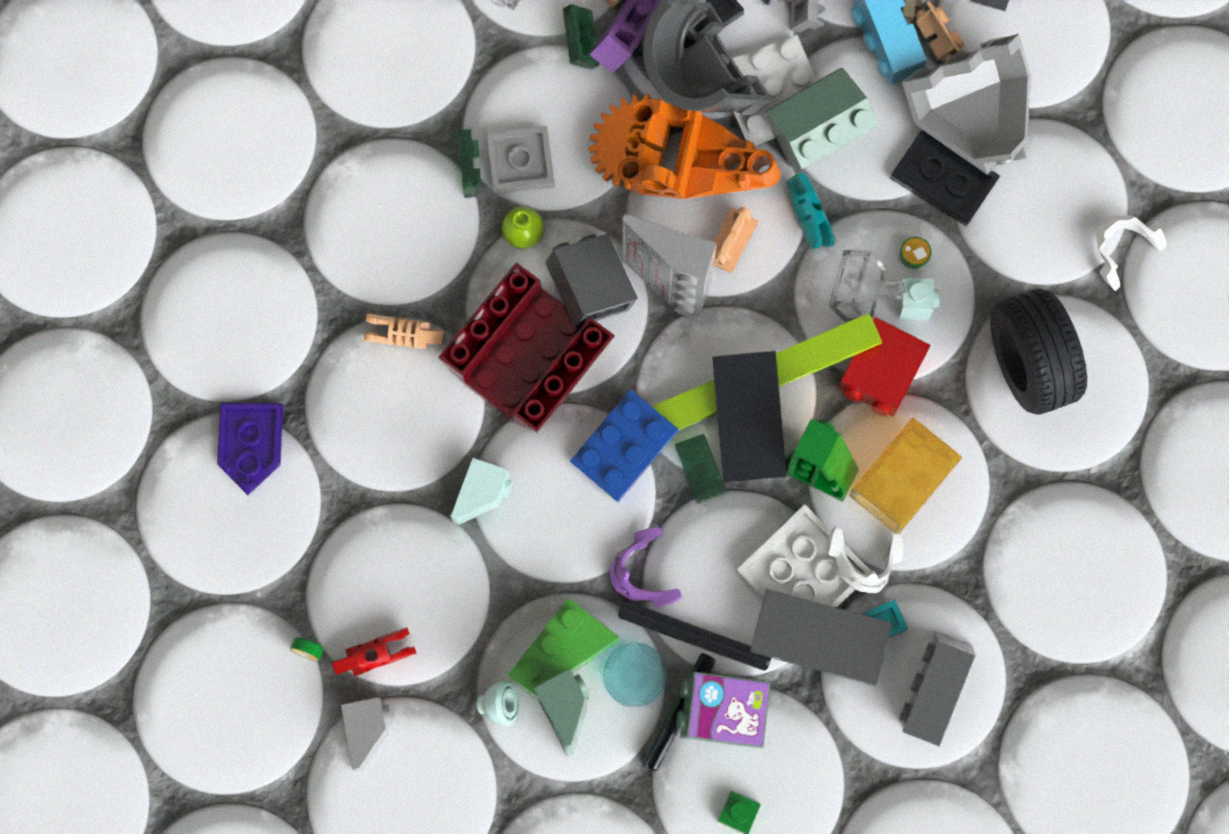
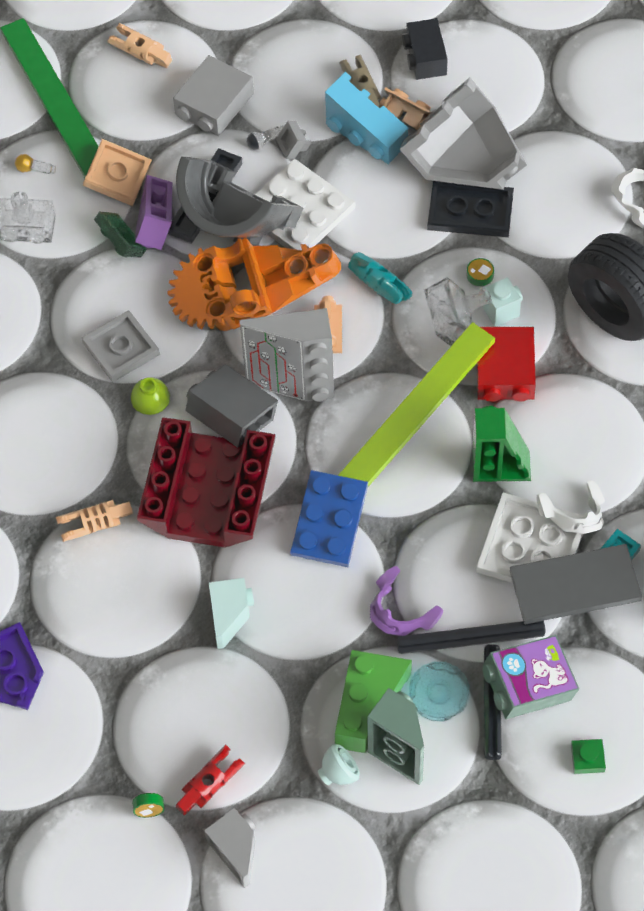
camera: 25 degrees left, 15 degrees down
(470, 175) = (75, 362): clear green plate -> none
(700, 468) = (401, 508): clear green plate -> none
(749, 416) = (419, 445): black tile -> none
(821, 119) = (350, 206): sand green slope -> none
(905, 476) = (570, 434): clear yellow piece -> none

